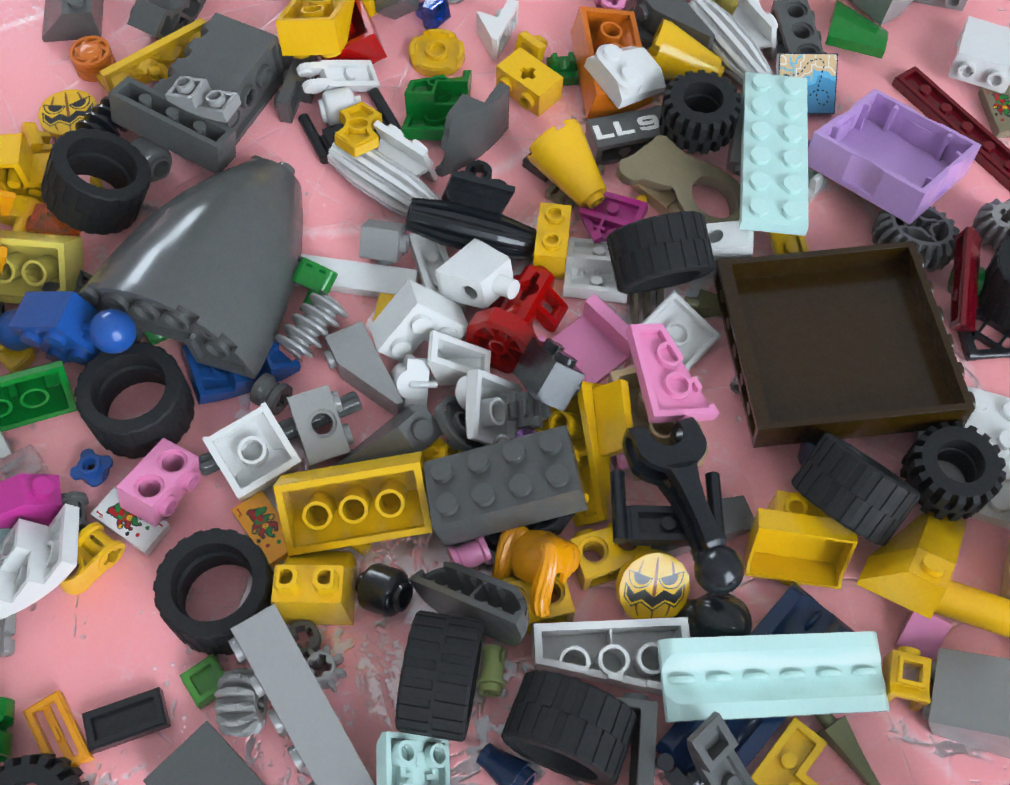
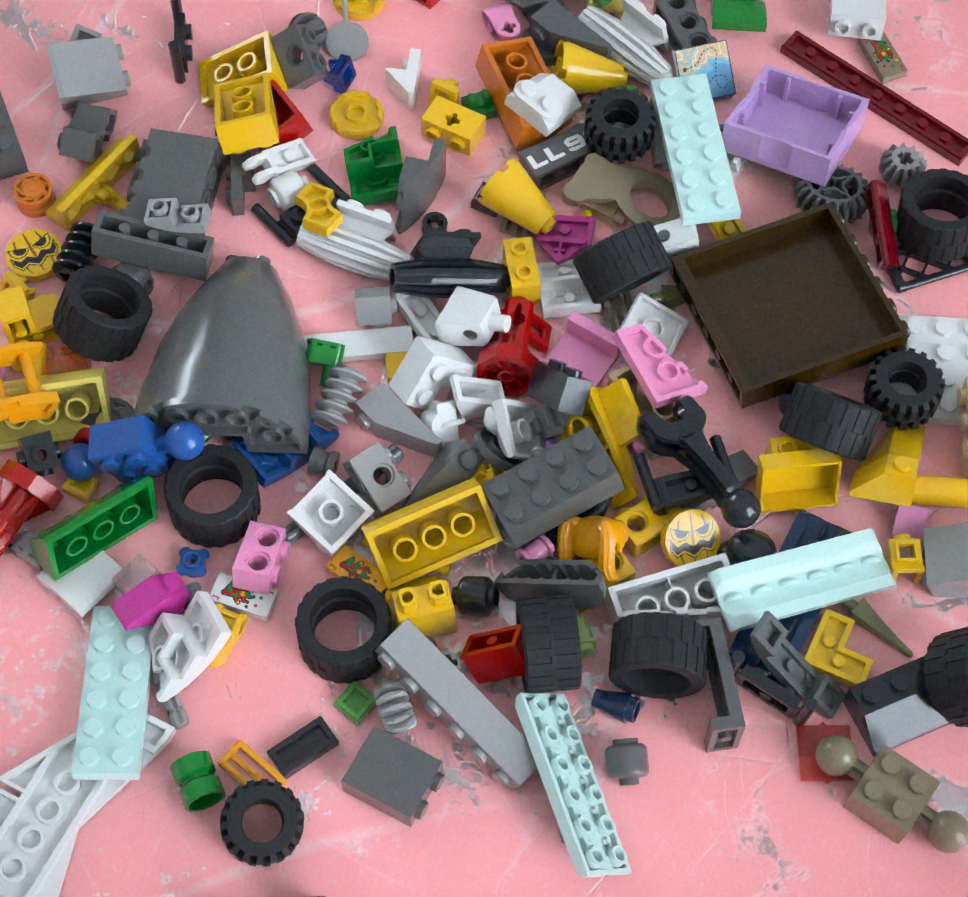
camera: 15 degrees left, 0 degrees up
(372, 669) = (495, 654): none -> red brick

